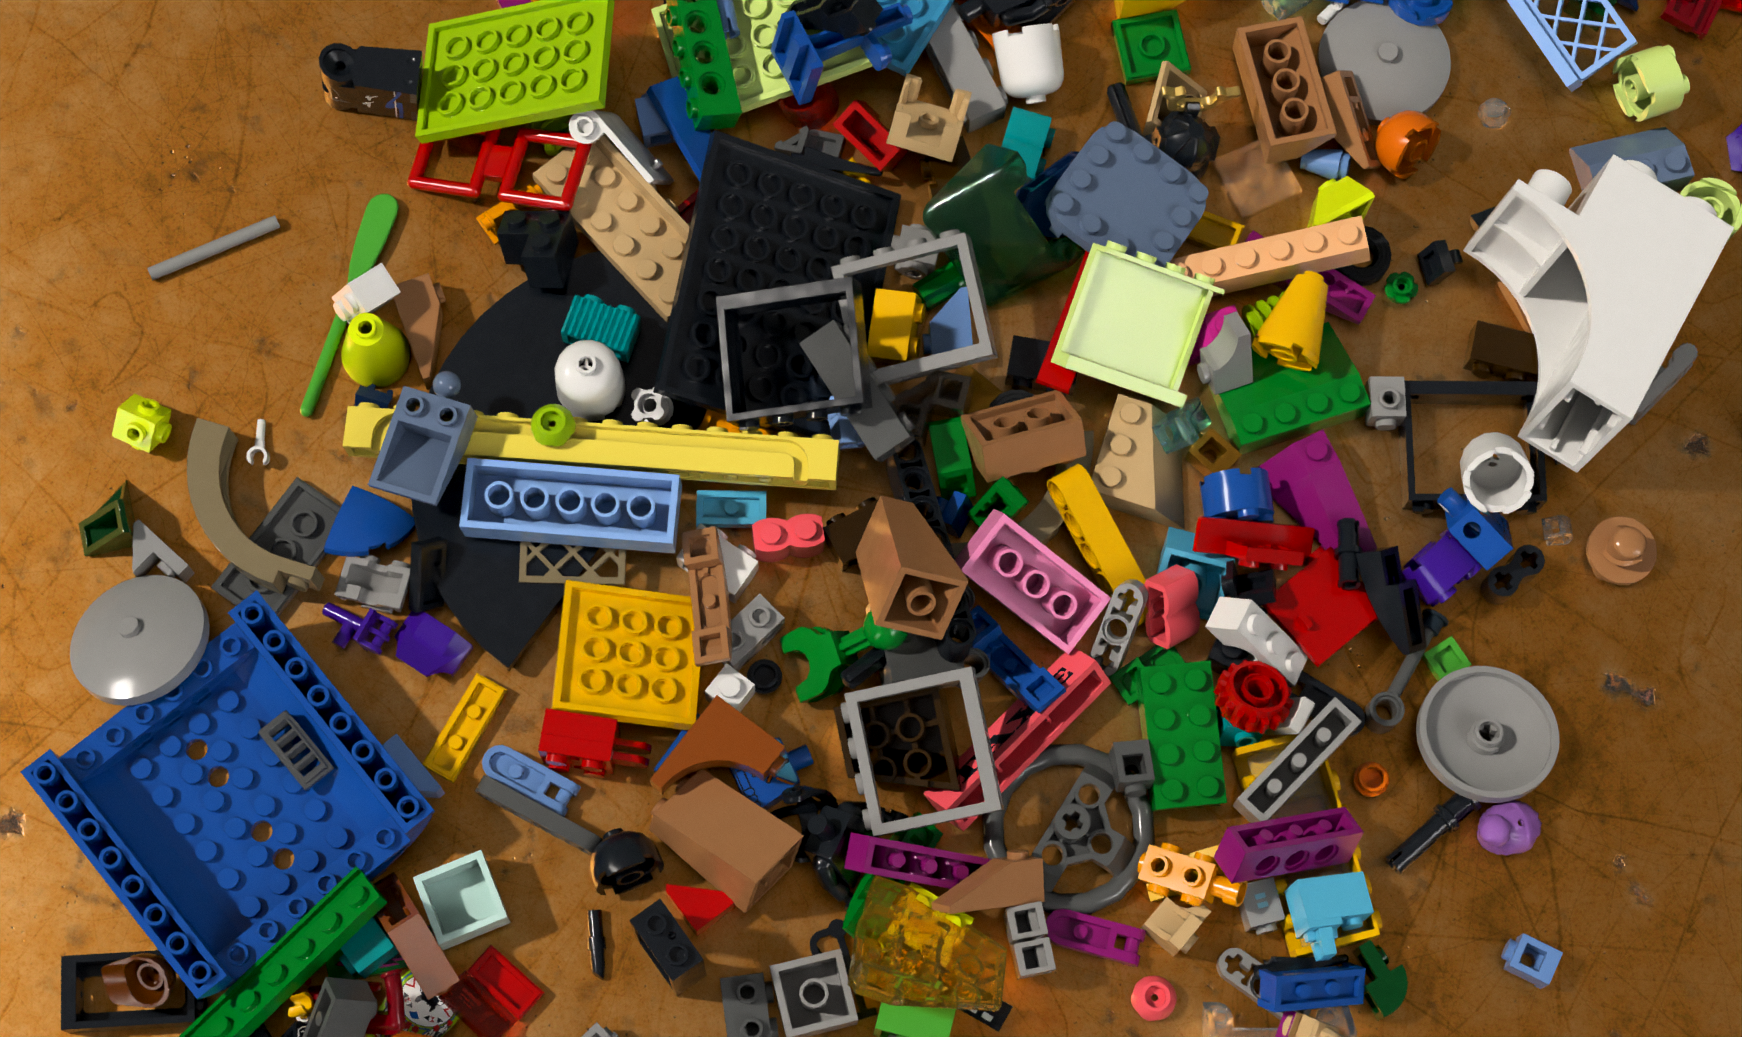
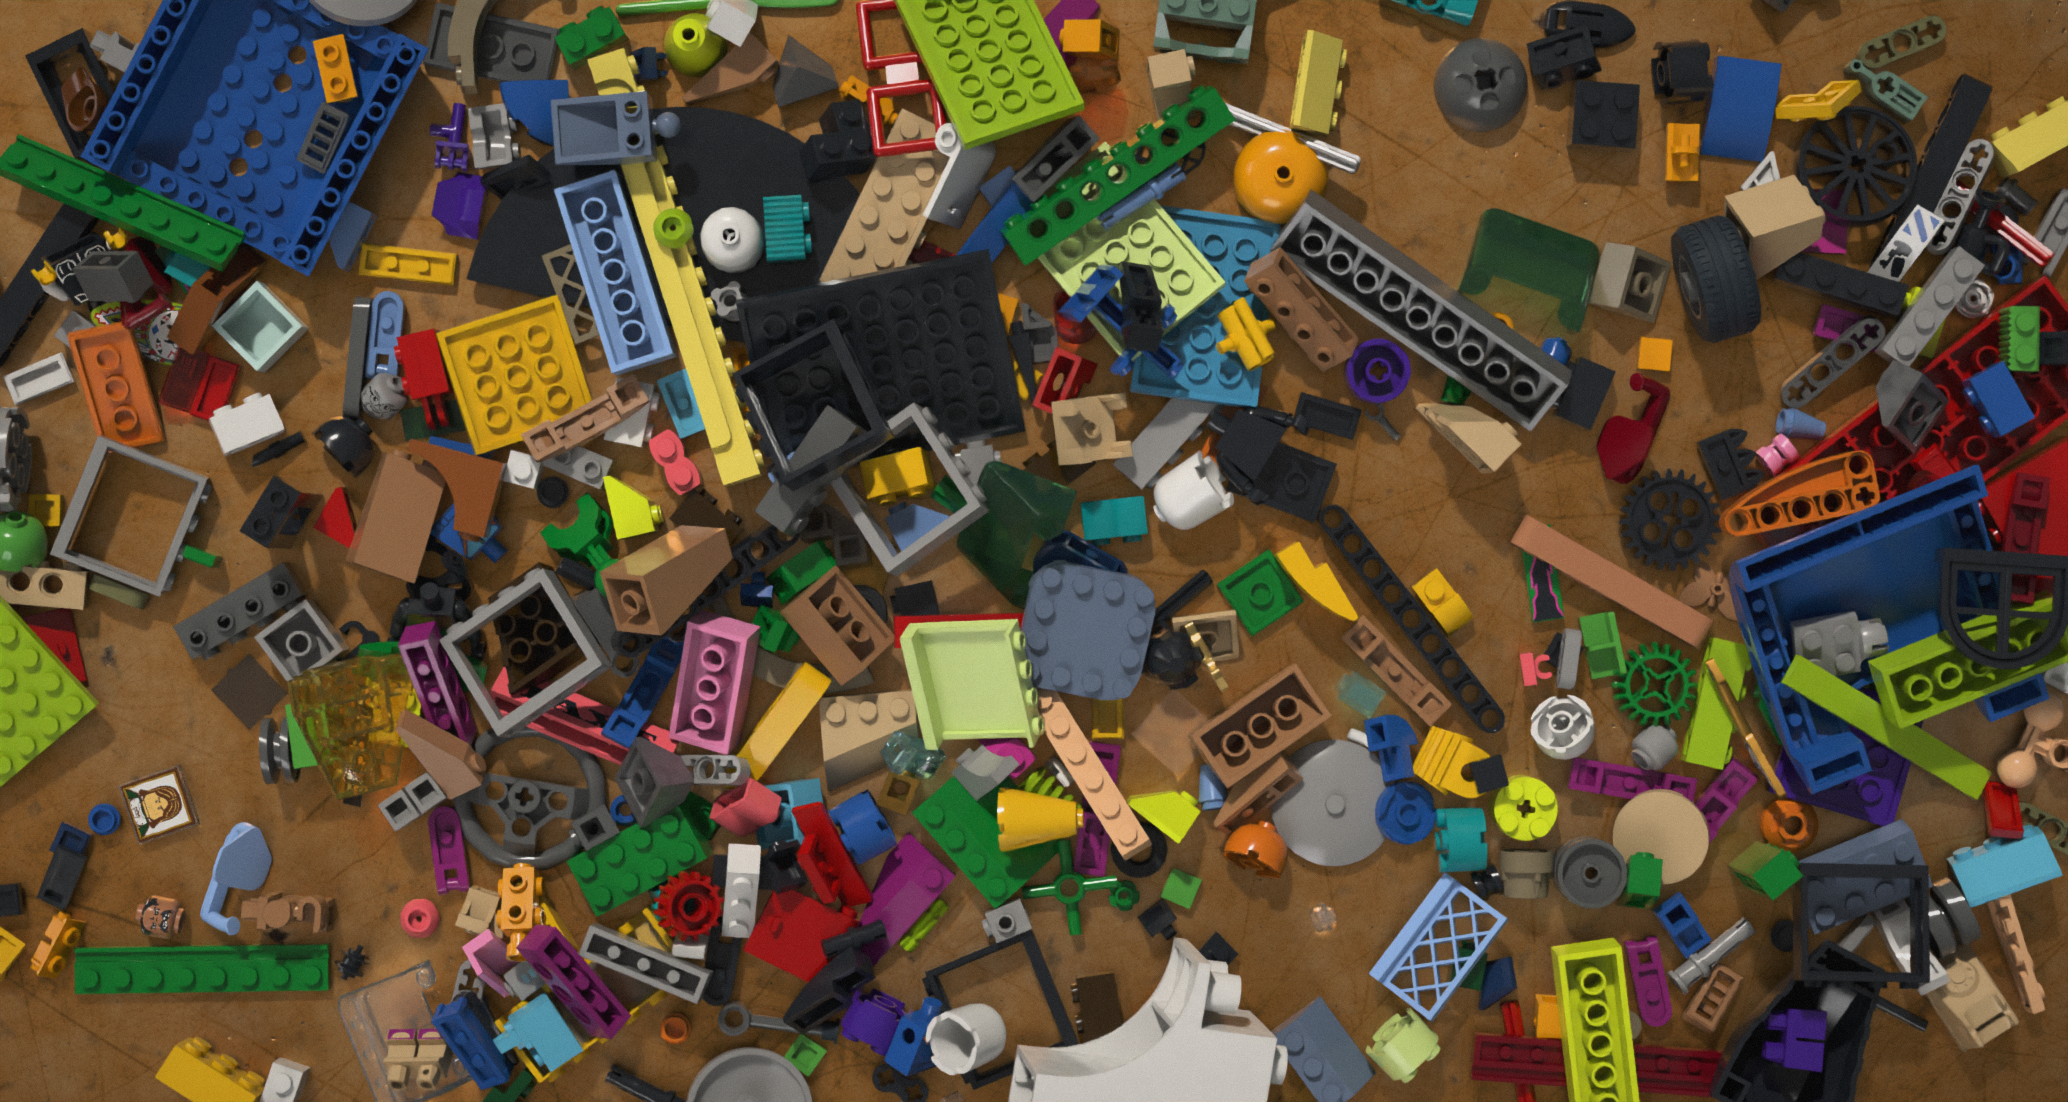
camera: 70 degrees right, 15 degrees up
(109, 927) = (115, 50): none -> light grey hips
(231, 704) = (335, 69): none -> light orange hinge
(321, 446) = (590, 37): none -> green brick
(454, 264) = (801, 74): none -> dark grey slope
(557, 959) = (246, 424): none -> white brick
(591, 803) = (383, 396): none -> light grey head
(634, 783) = (416, 426): none -> clear green tile
(645, 49) = (1054, 157): none -> dark grey slope
(817, 596) = (631, 510): none -> neon yellow slope
(1108, 682) = (652, 780): none -> flat silver slope
(1122, 726) = (616, 814): none -> blue plate
(1225, 931) = (489, 959): none -> bright pink panel
(1255, 293) = (1059, 771): none -> white tile
(1363, 495) = (923, 925): none -> lime axle
(1379, 321) = (1071, 902): none -> green bar
(1413, 232) = (1181, 888): none -> bright green tile

